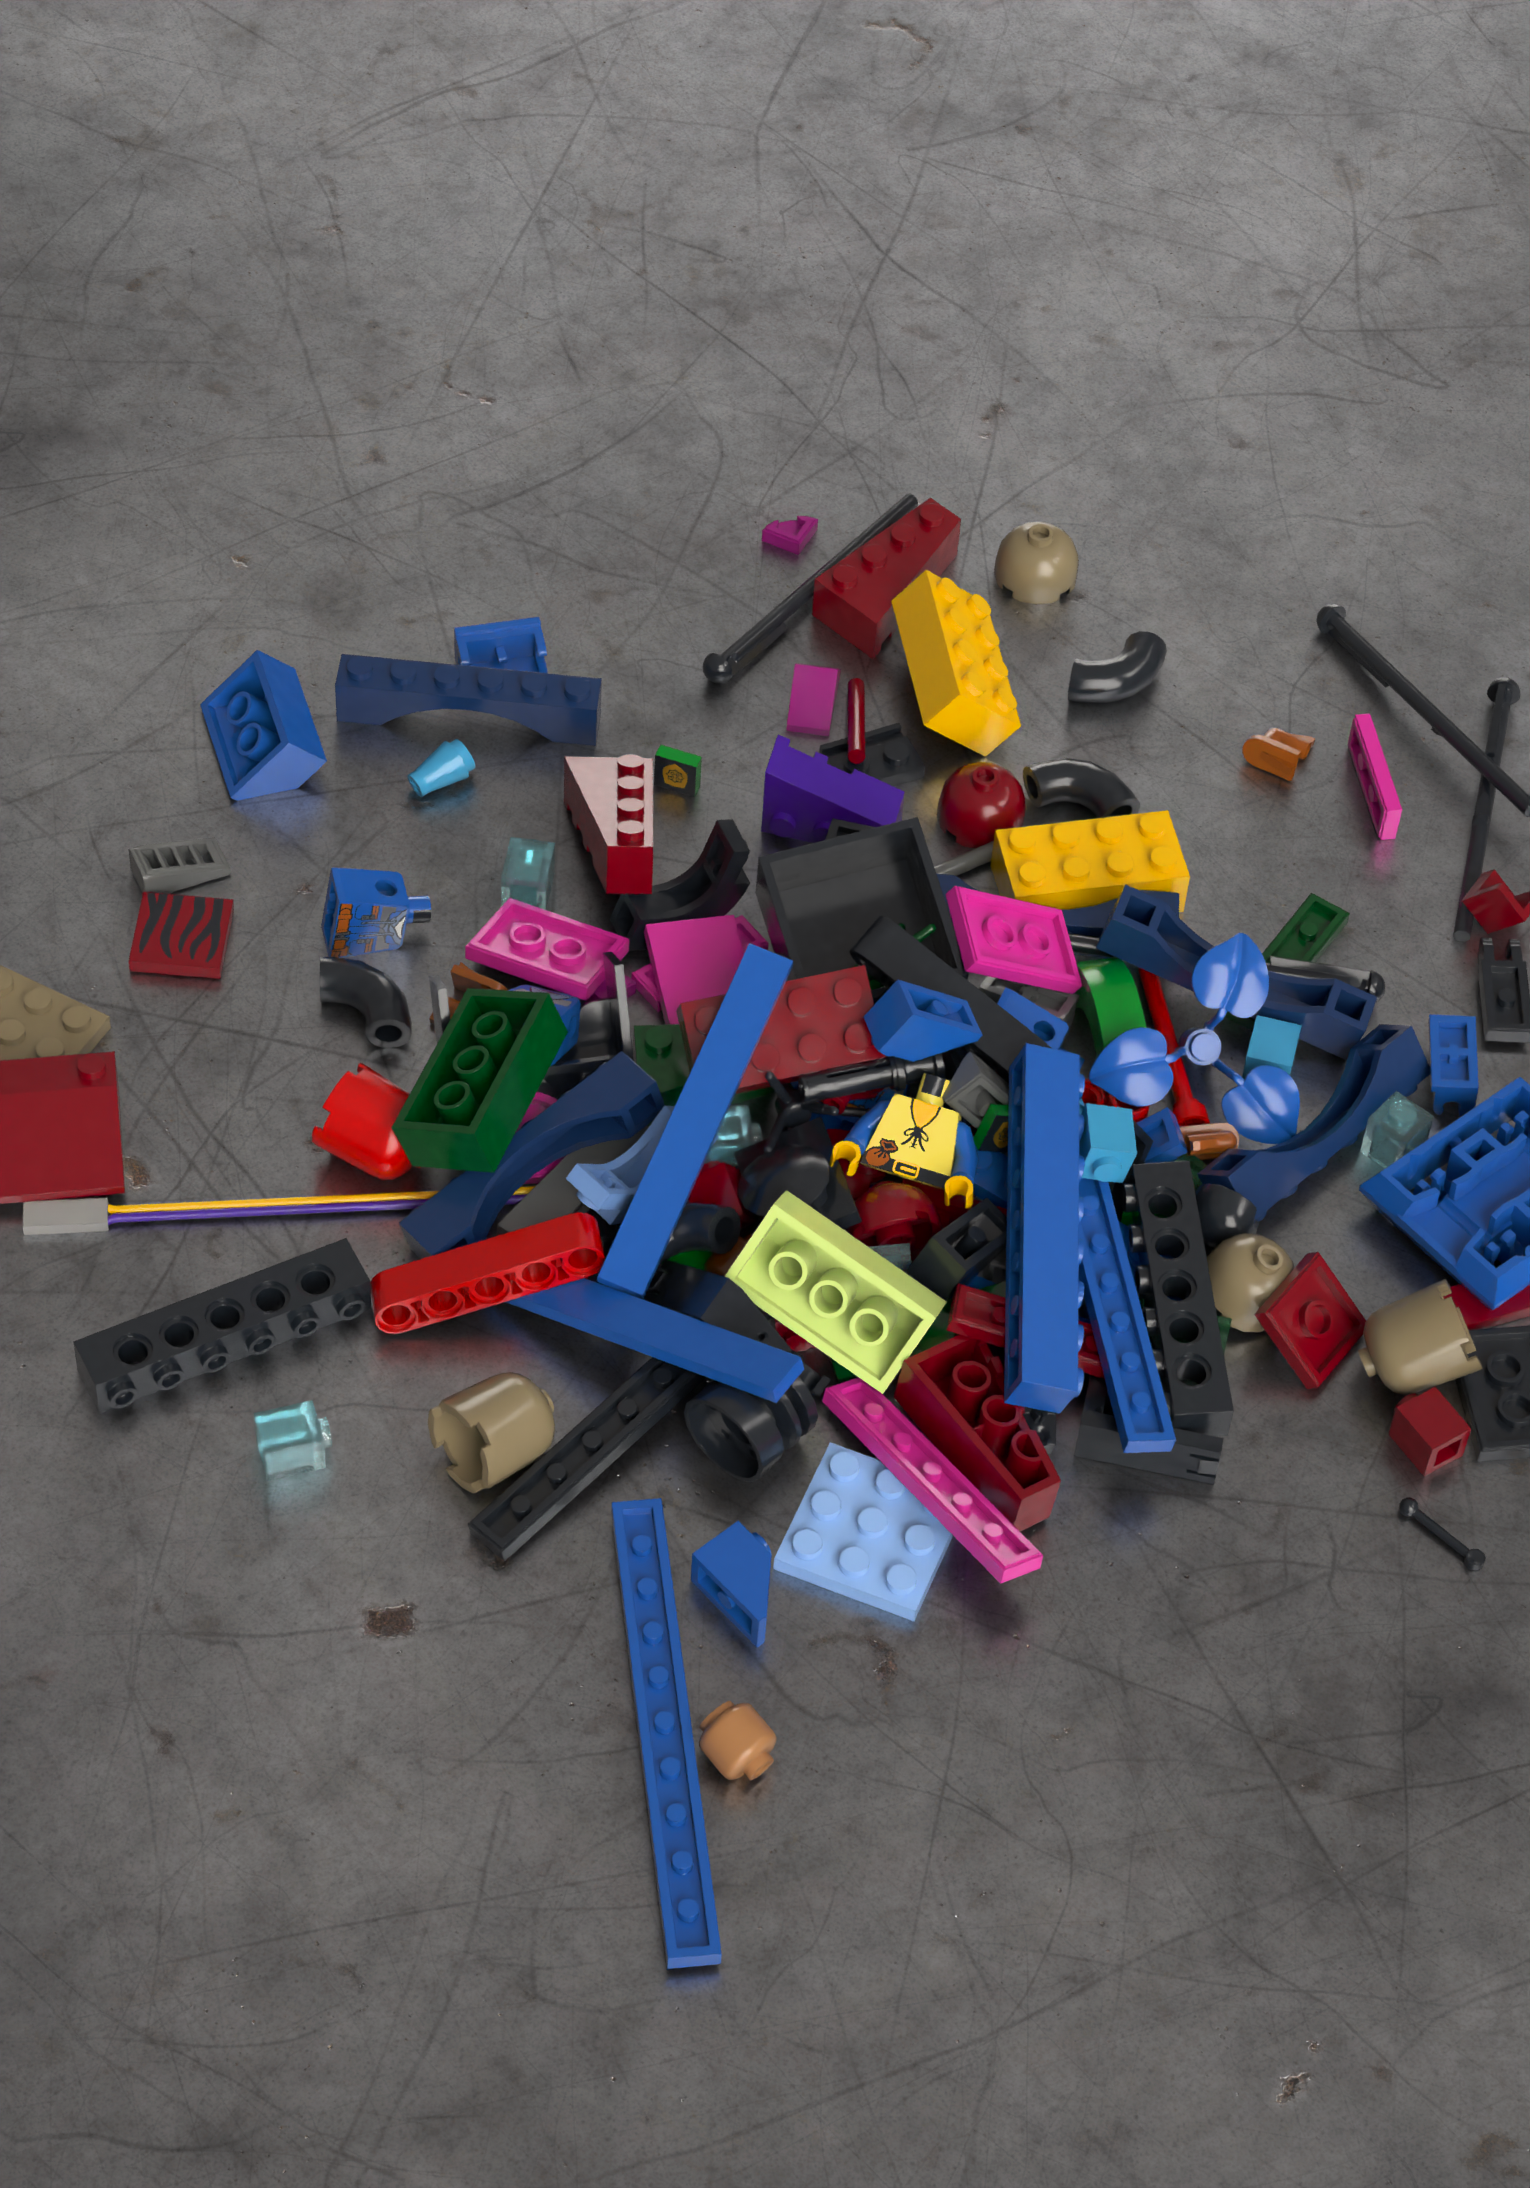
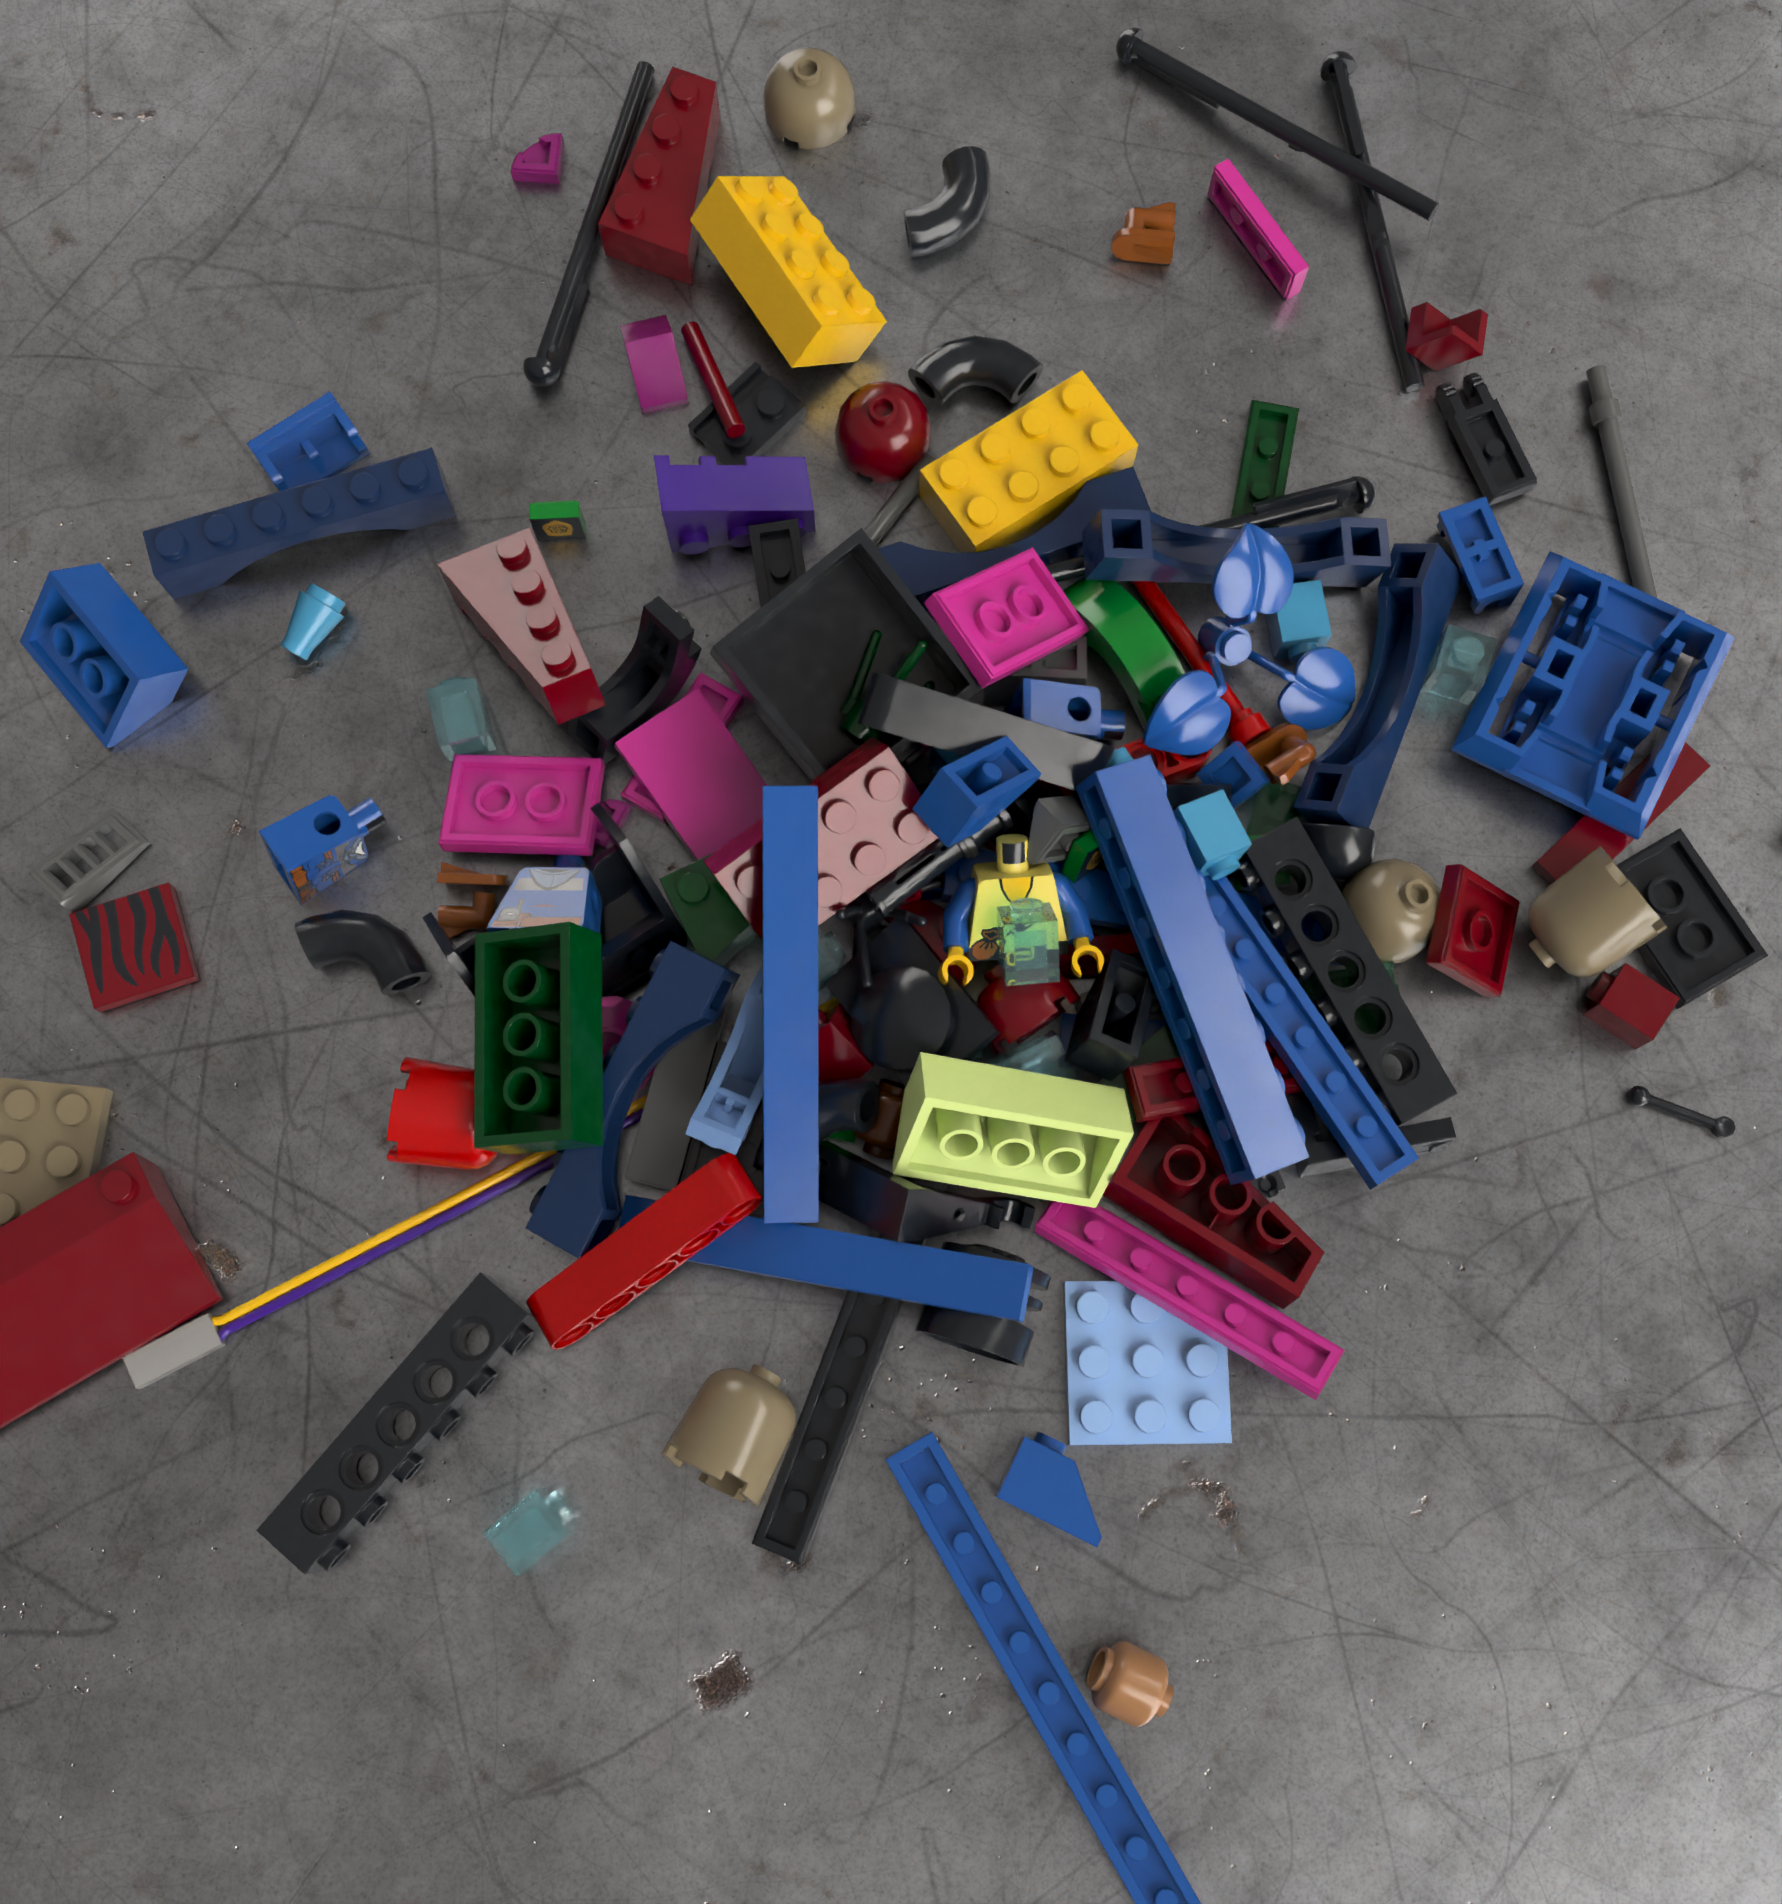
camera: 20 degrees left, 25 degrees up
(914, 1152) = (1028, 942): none -> clear light blue brick

